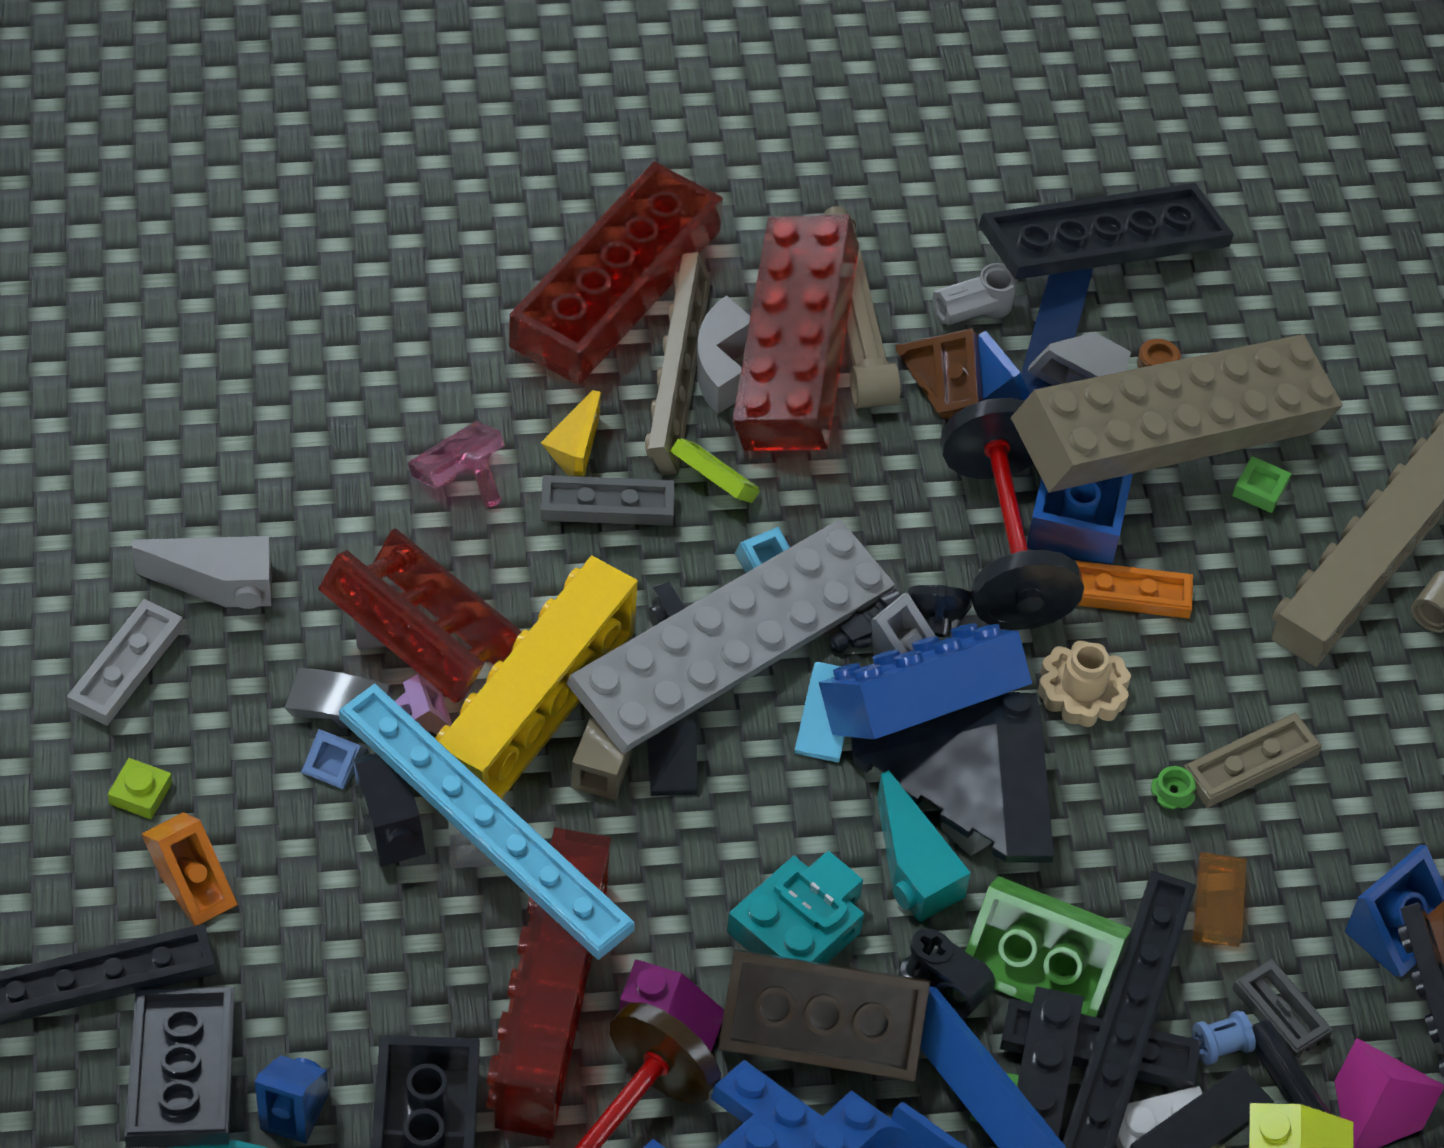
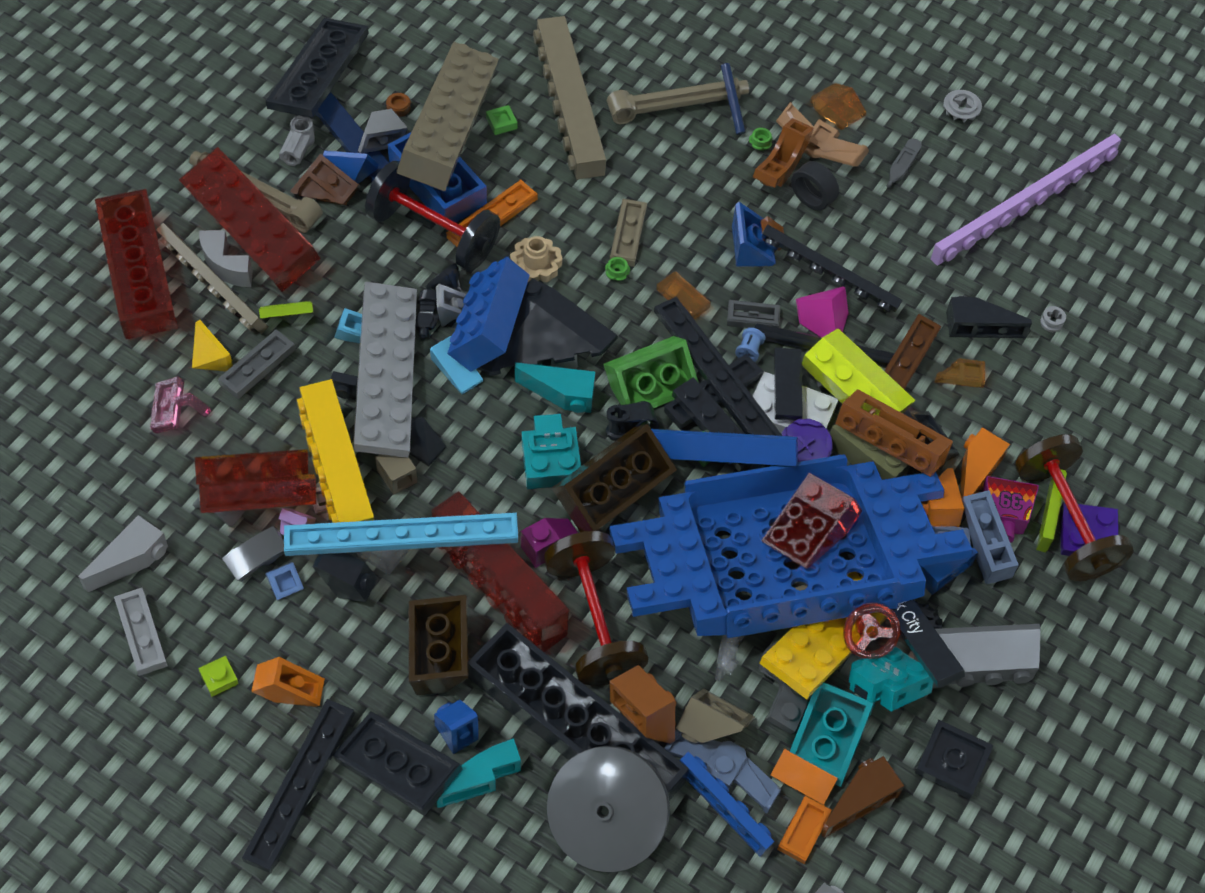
camera: 50 degrees left, 5 degrees up
(379, 981) = (438, 644): none -> dark brown slope

